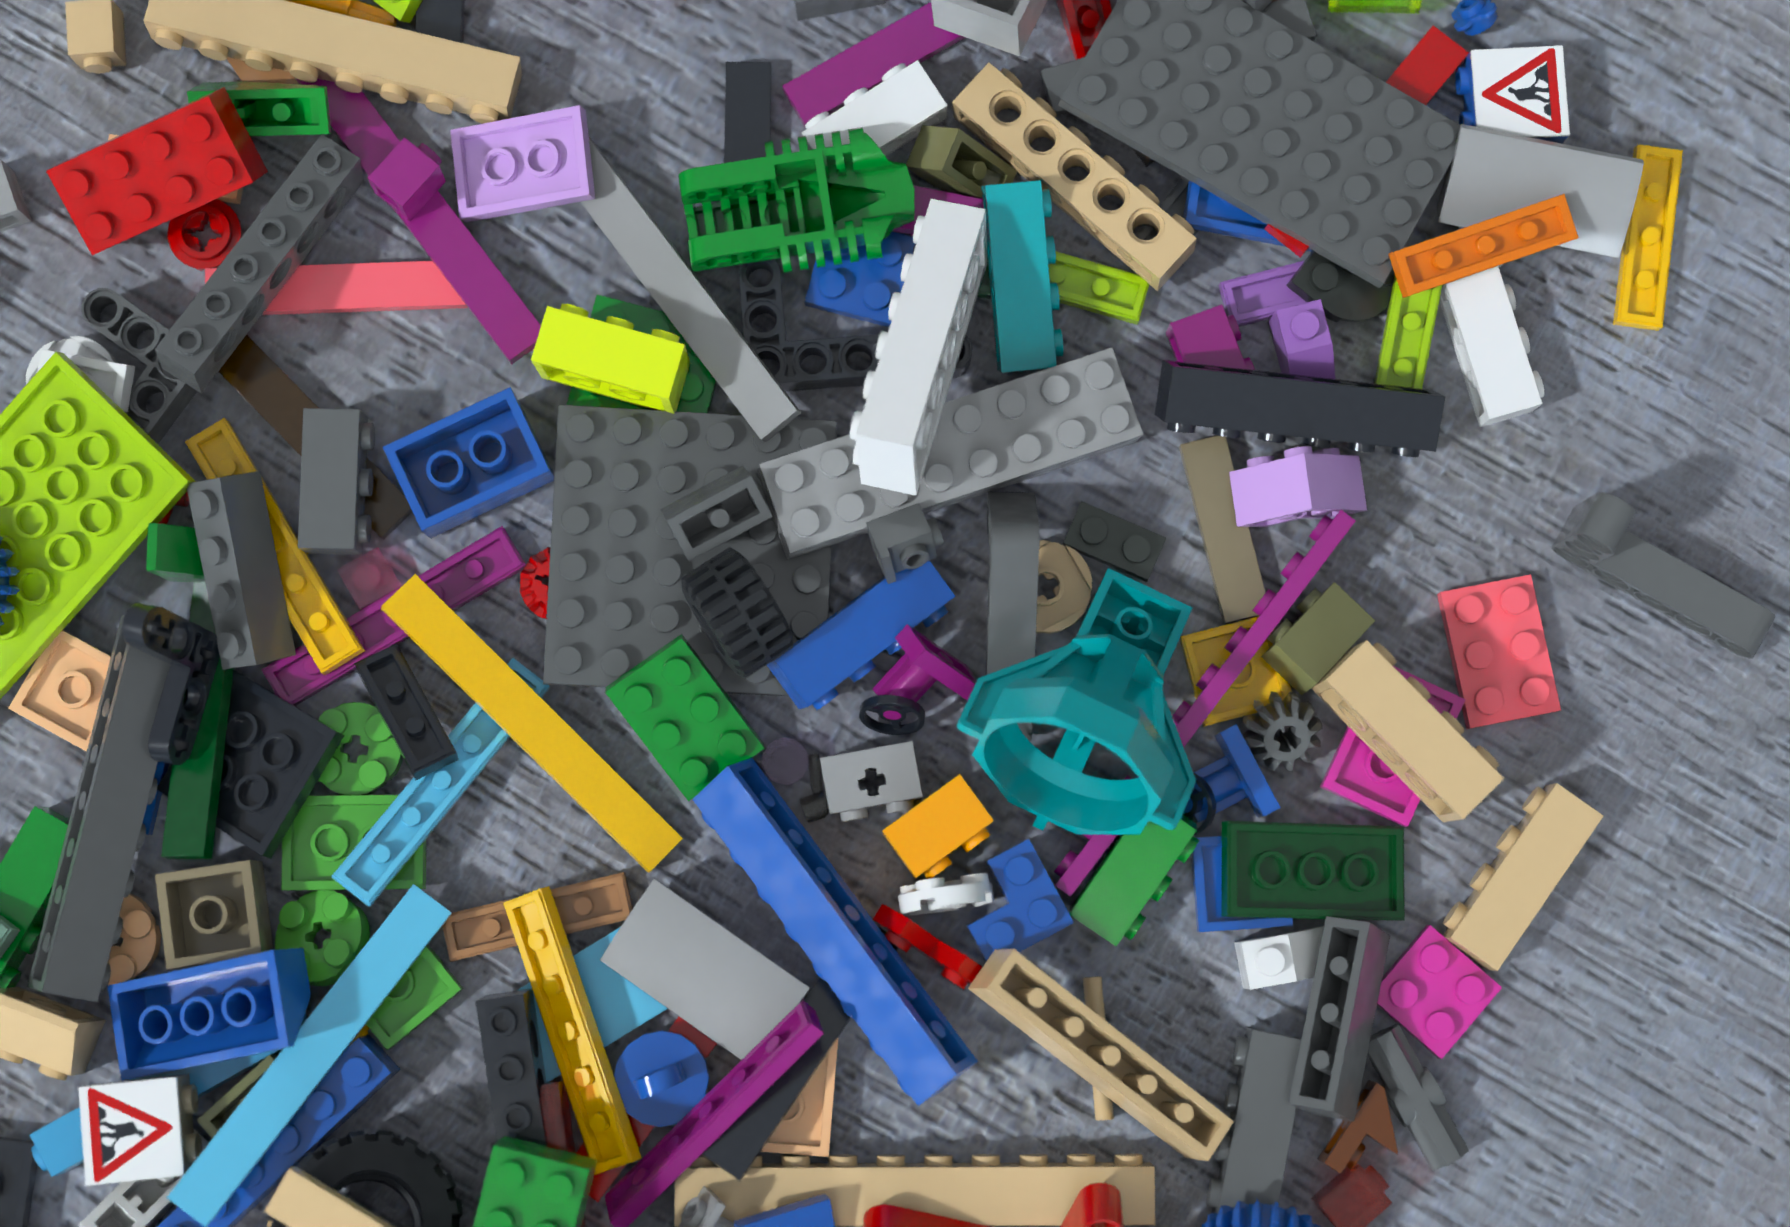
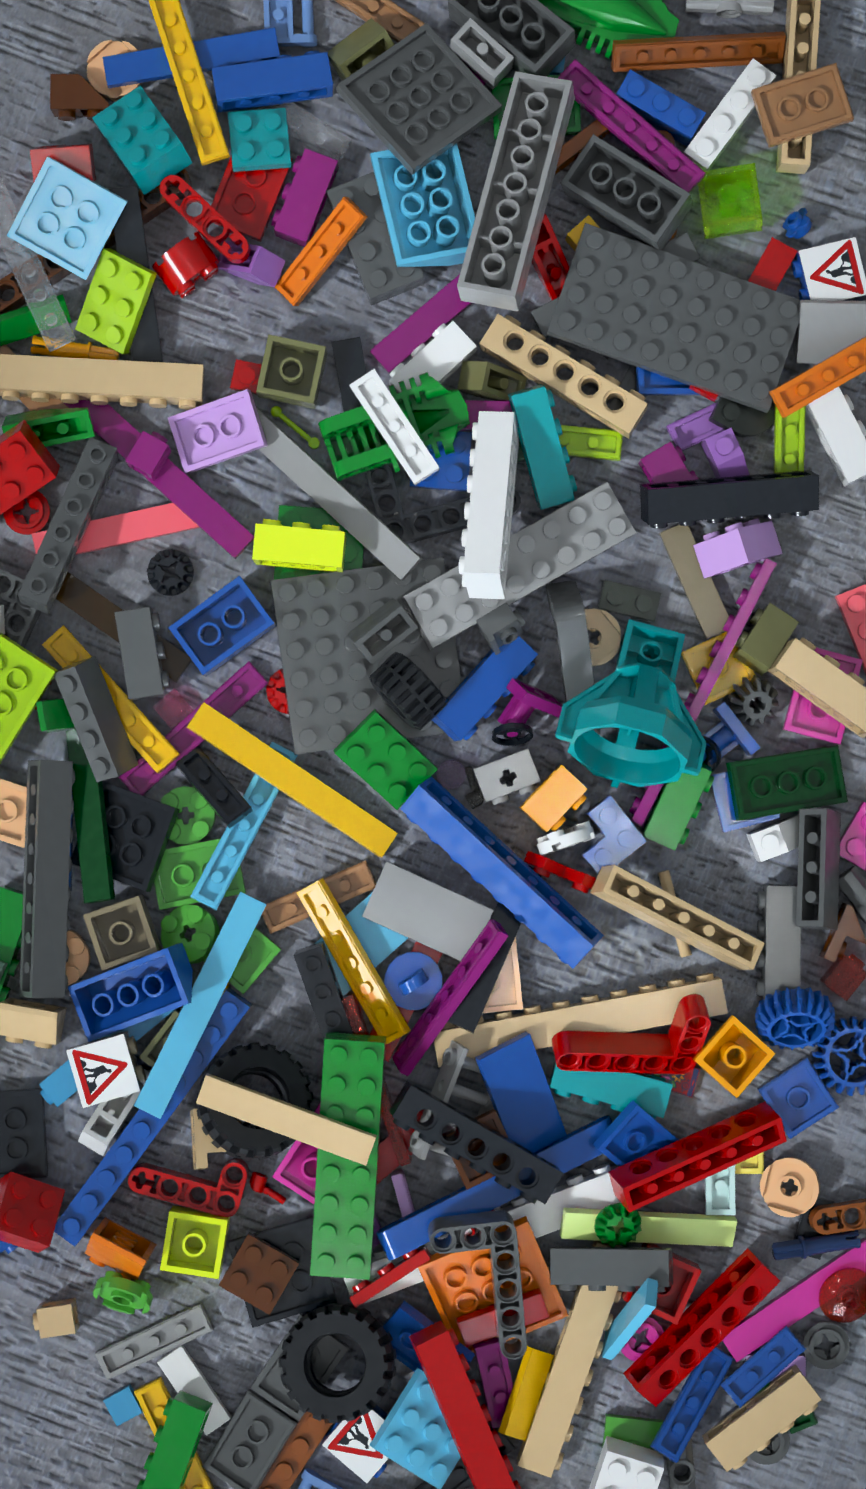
camera: 10 degrees left, 5 degrees up
(192, 669) = (78, 779): black beam -> none
(407, 388) = (183, 568): none -> black gear
(589, 90) = (245, 376): none -> red plate
(654, 93) = (291, 371): none -> olive brick
(668, 210) = (313, 442): none -> lime hinge
(794, 198) = (394, 427): none -> white plate

